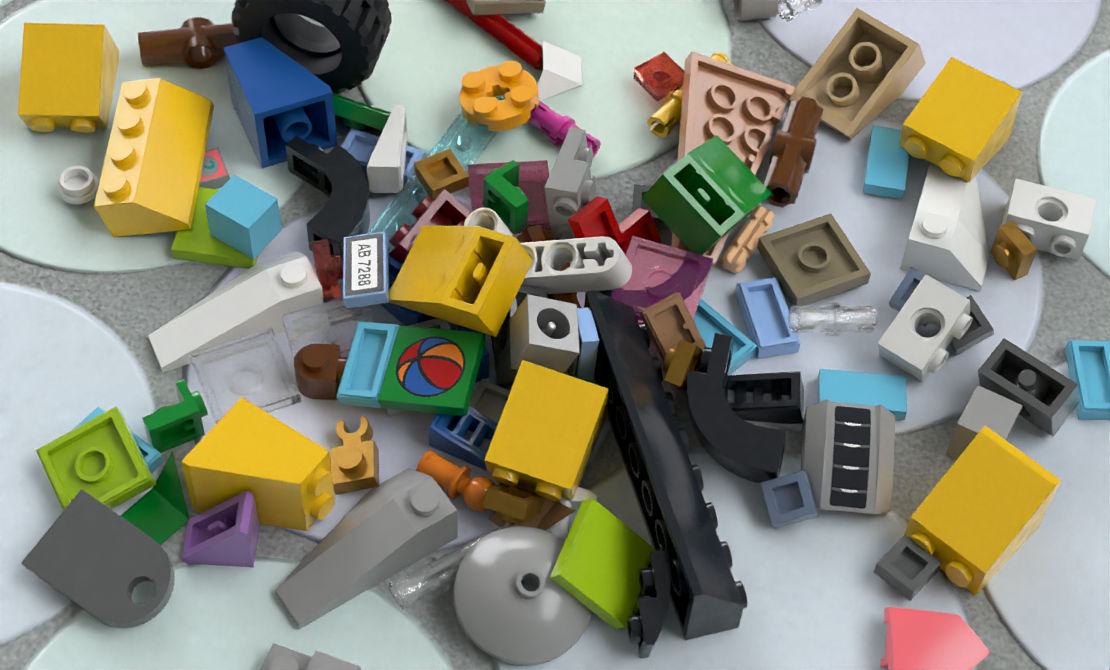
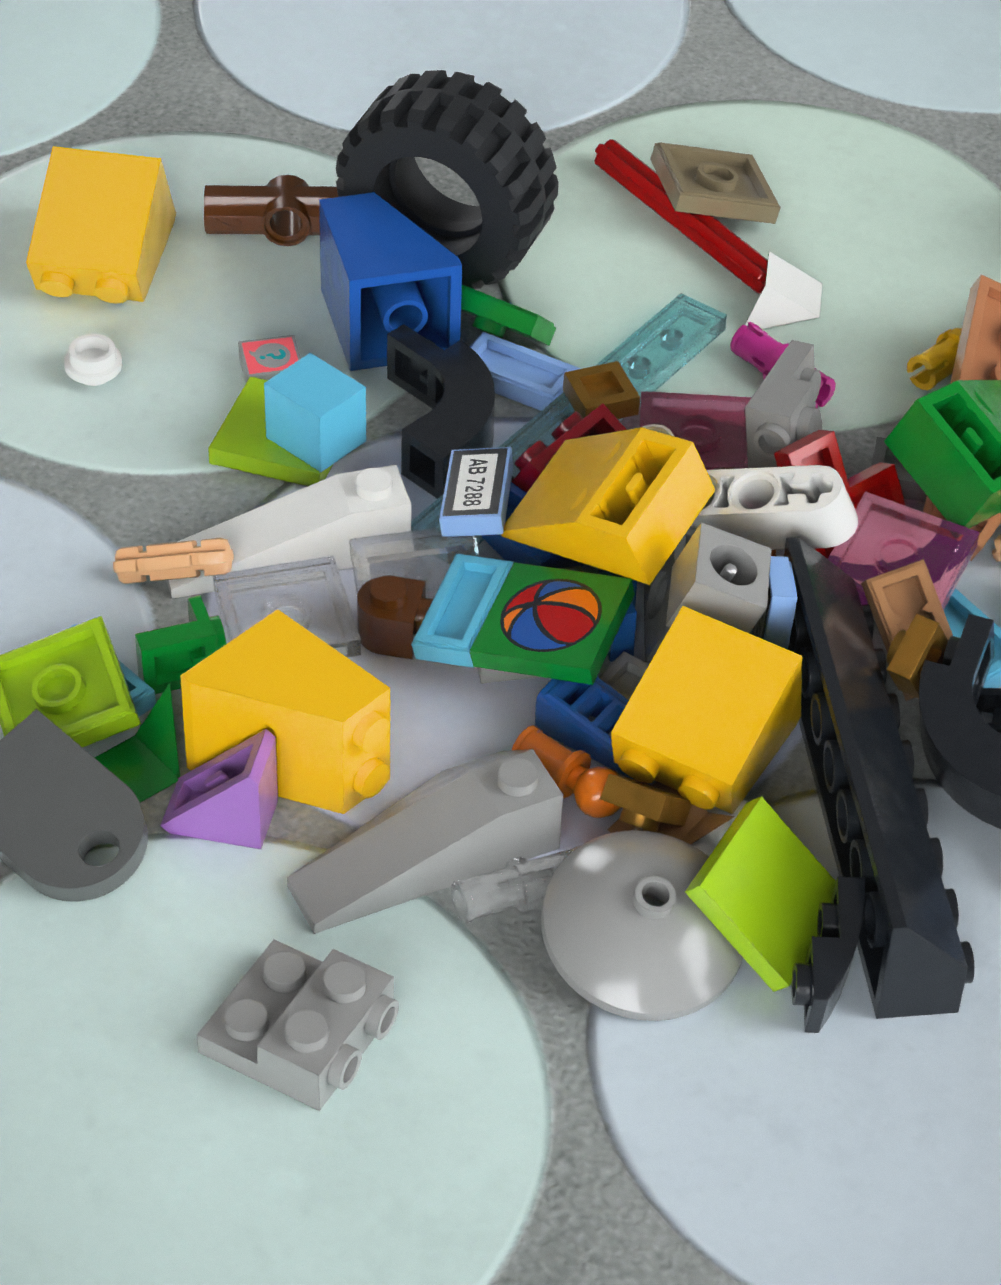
camera: 10 degrees right, 10 degrees down
(153, 159) = (201, 335): yellow slope -> none
(159, 347) = (173, 560): none -> light nougat axle
(328, 269) = (424, 486): clear red plate -> none
(357, 461) = (426, 732): pearl gold plate -> none
(387, 160) = (530, 361): white slope -> none
(480, 91) = (697, 309): light orange plate -> none
(505, 197) = (689, 417): green bracket -> none
(659, 76) = (930, 312): clear red plate -> none

